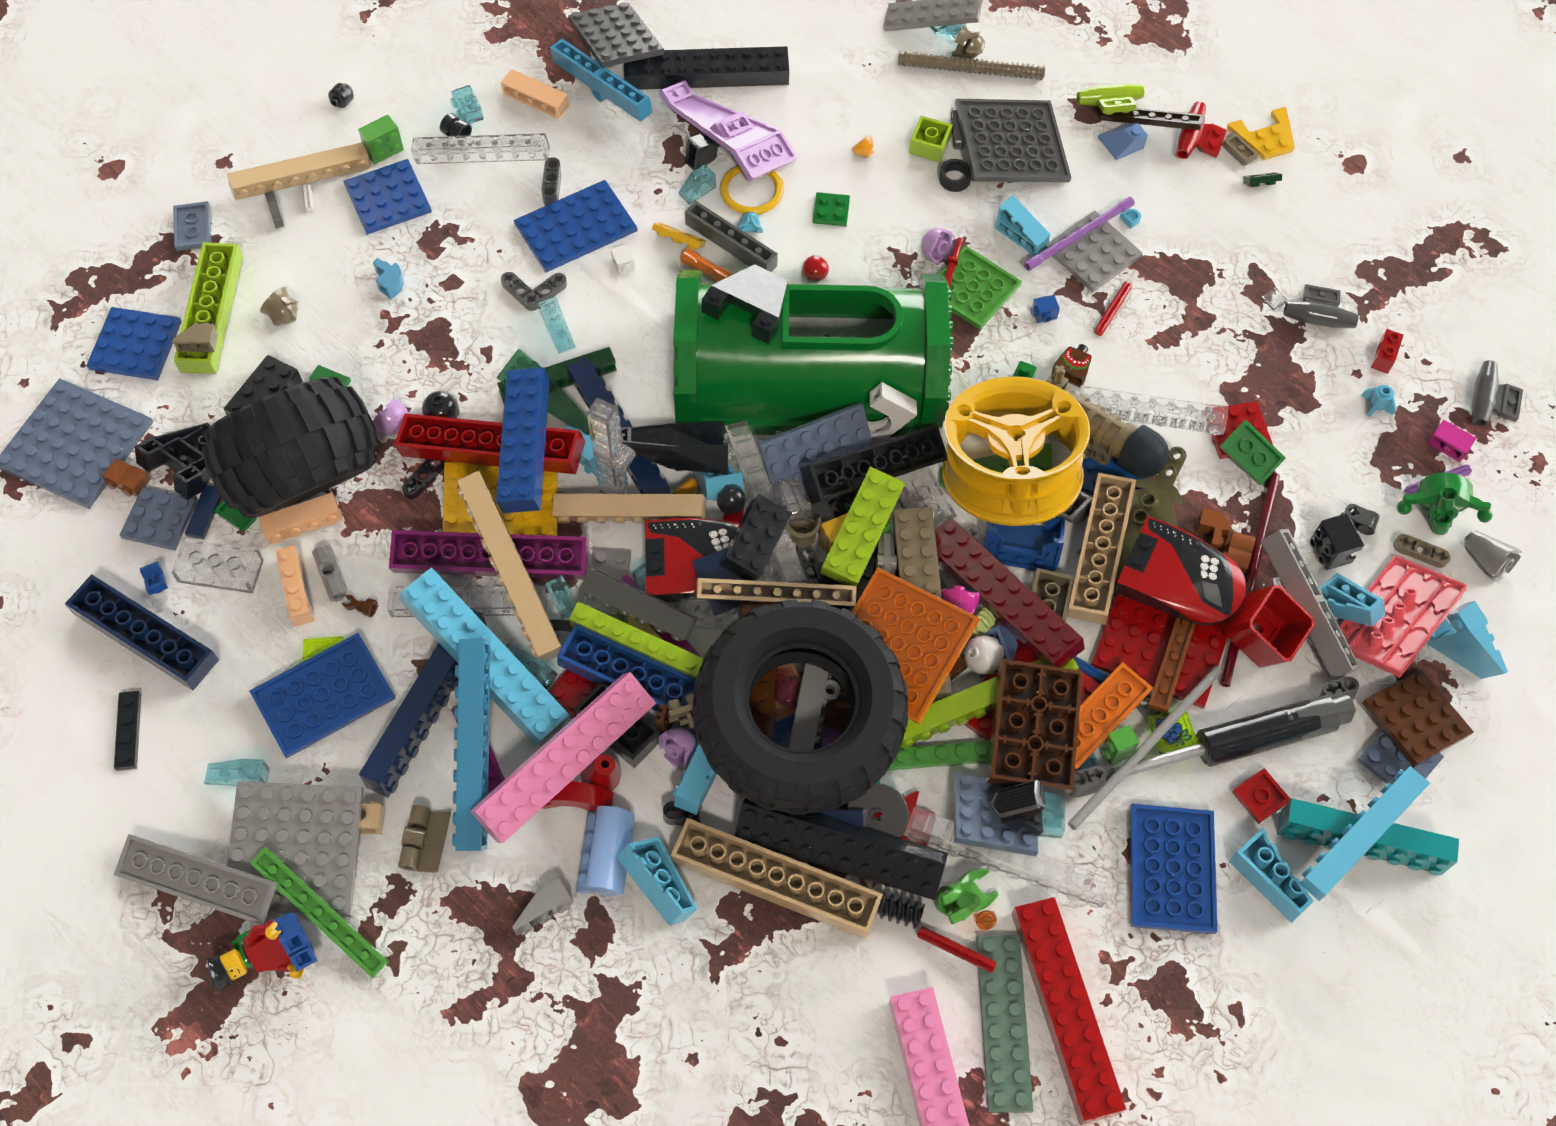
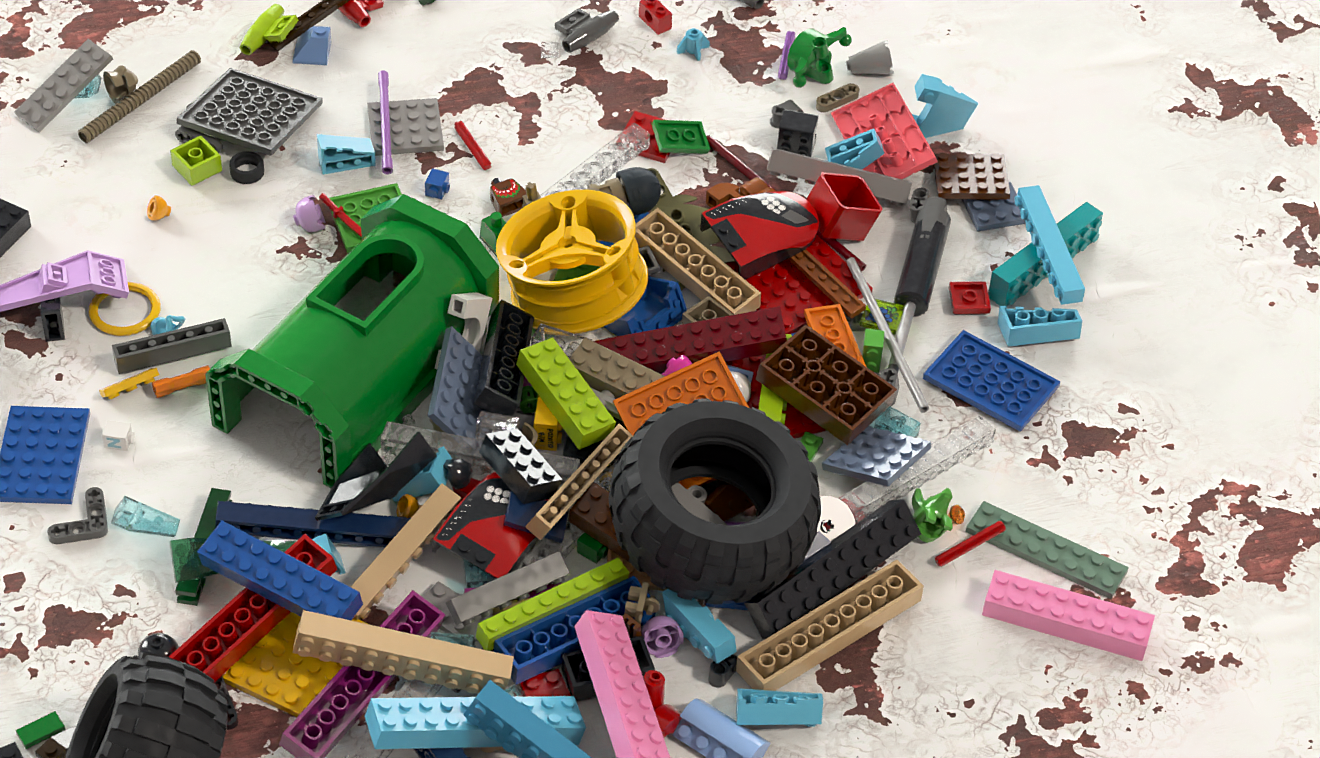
camera: 60 degrees left, 15 degrees down
(609, 452) = (357, 511): clear hinge -> none
(698, 184) = (85, 341): clear light blue slope -> none
(753, 291) = (306, 315): wedge -> none
(815, 268) = (254, 308): red hair -> none
(831, 209) = (200, 266): green plate -> none
(901, 911) = (917, 558): black piece -> none
(1021, 806) = (888, 425): black piece -> none
(1068, 1011) = (1063, 502): red brick -> none
(1130, 217) = (395, 86): medium azure tile -> none
(1452, 440) = (761, 27): dark pink brick -> none

